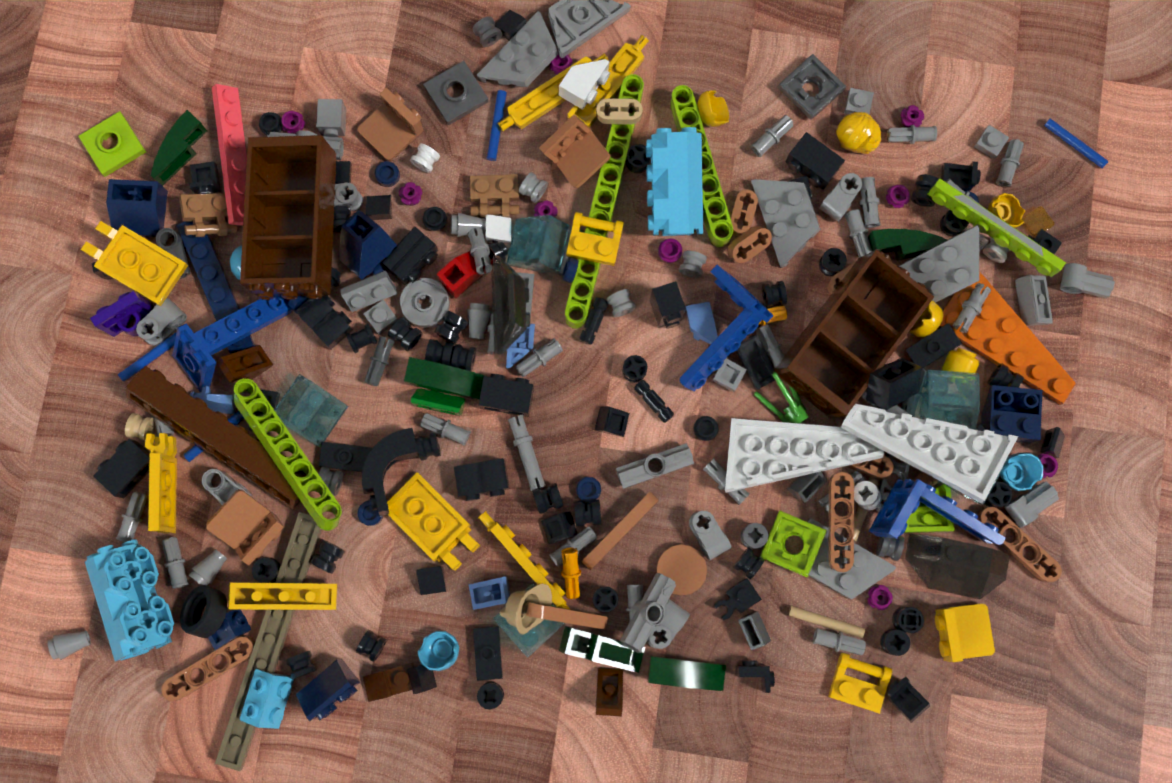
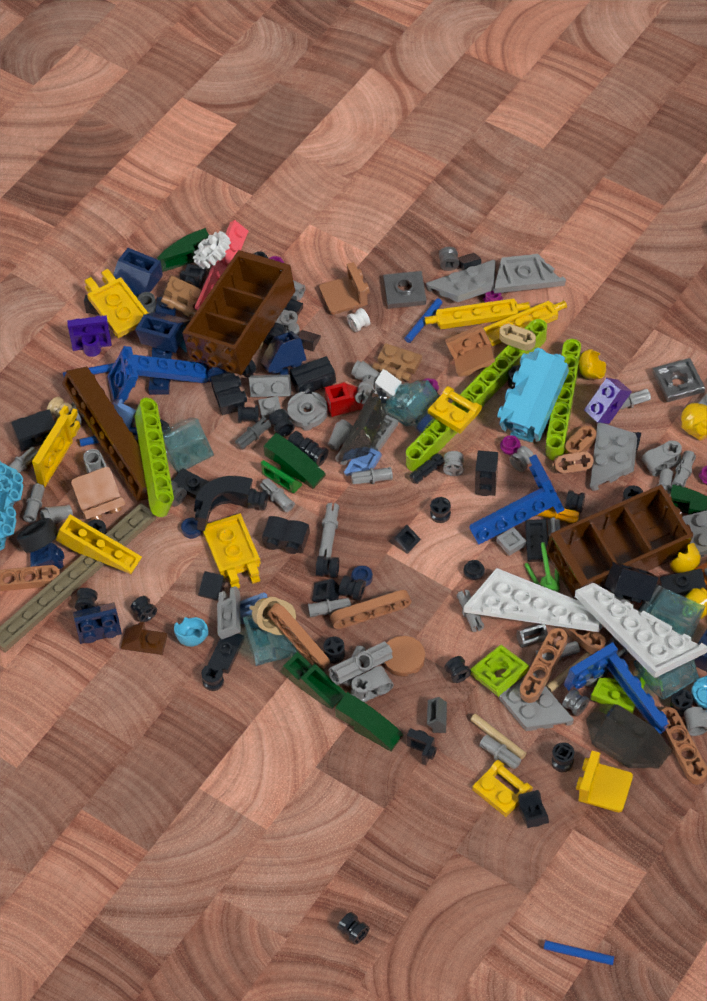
camera: 30 degrees right, 25 degrees down
(124, 152) = (145, 241): lime piece -> none
(163, 321) = (109, 350): light grey piece -> none
(209, 274) = (161, 330): none -> dark blue slope
(211, 139) = (212, 250): none -> white gear
(245, 364) = (162, 397): reddish brown slope -> none
(266, 699) = (50, 611): medium azure bracket -> none
(328, 555) = (144, 540): black wheel -> none
(331, 117) = (305, 270): light grey brick -> none
(387, 174) = (325, 321): dark blue tile -> none
(411, 200) = (335, 340): magenta plate -> none
(421, 679) = (168, 644): black slope -> none
(434, 219) = (344, 360): black plate -> none
(451, 327) = (318, 430): black wheel -> none
(470, 610) = (228, 613): none -> light grey hinge
(506, 395) = (333, 488): black brick -> none
(522, 556) = (286, 593): yellow plate -> none
(533, 187) = (428, 366): light grey wheel -> none
(571, 572) = (318, 619): light orange axle -> none
(582, 81) = (501, 309): white slope -> none
(609, 692) = (302, 712): reddish brown slope -> none
(654, 401) = (444, 537): black axle -> none
(670, 461) = (431, 577): light grey piece -> none
(701, 322) = (508, 495): medium blue slope -> none
(711, 538) = (437, 638): light grey piece -> none
(740, 597) = (440, 689): black plate -> none
(749, 536) = (472, 658): flat silver wheel -> none
(755, 152) = (607, 400): none -> dark purple brick
(814, 161) = (653, 426): black brick -> none
(871, 499) = (573, 655): white wheel -> none
(886, 597) = (549, 730): magenta plate -> none
(889, 642) = (547, 774): black wheel -> none

